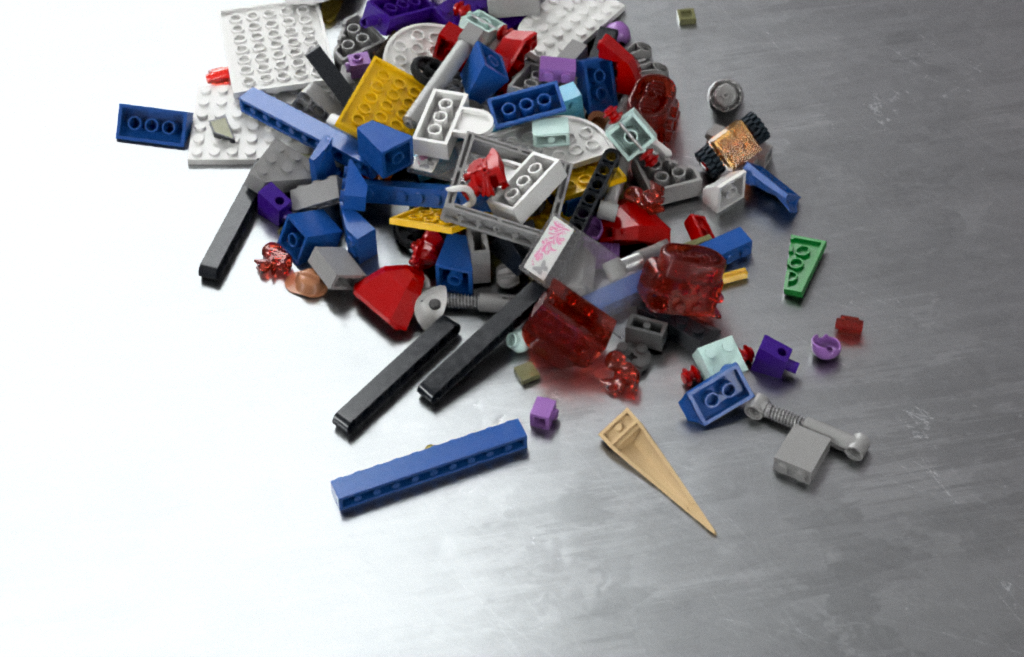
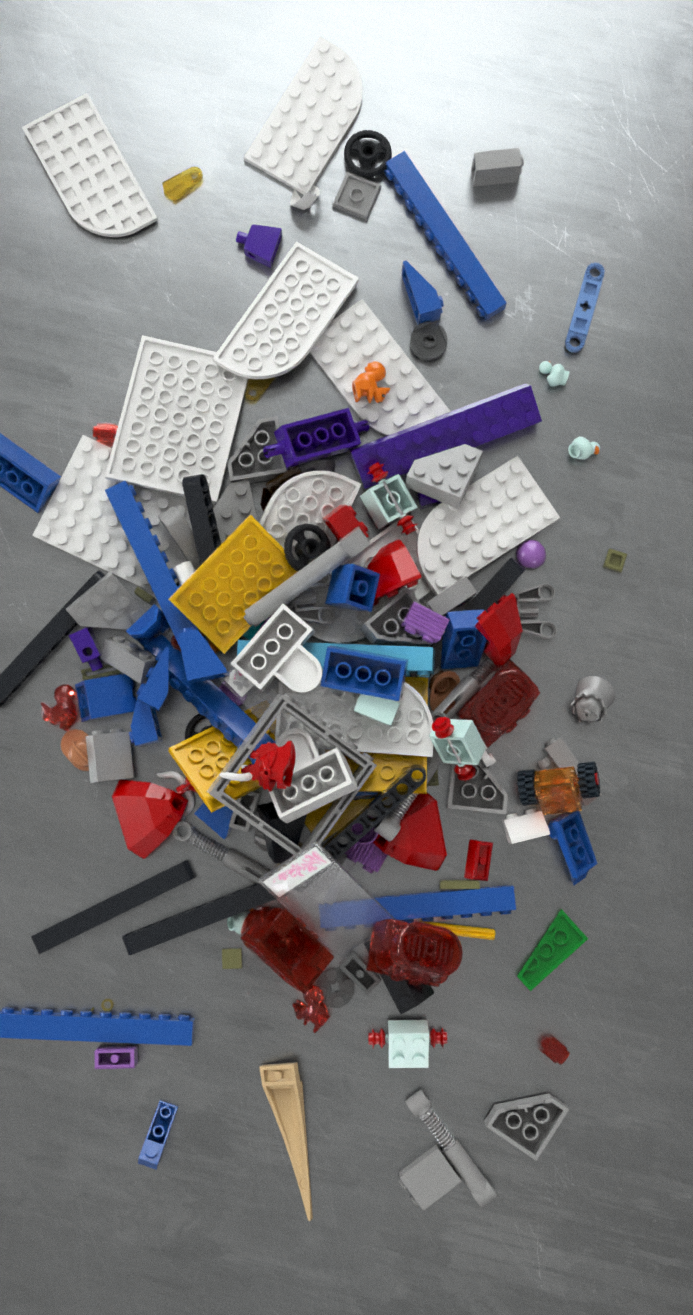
camera: 25 degrees right, 35 degrees up
(221, 129) = (77, 516): tile -> none
(357, 64) = (239, 503): medium lavender brick -> none
(423, 312) = (172, 849): white piece -> none
(461, 472) = (116, 1057): none -> medium lavender brick
(534, 523) = (157, 1135): none -> blue slope
(543, 413) = (223, 1017): medium lavender brick -> none
(619, 267) = (347, 929): light grey piece -> none
(647, 200) = (436, 820): clear red animal -> none
(716, 395) = (387, 1084): blue slope -> none
(773, 358) = (460, 1060): dark purple torso -> none
(825, 347) = (518, 1065): medium lavender hair -> none
(859, 379) = (527, 1122): none -> light grey brick

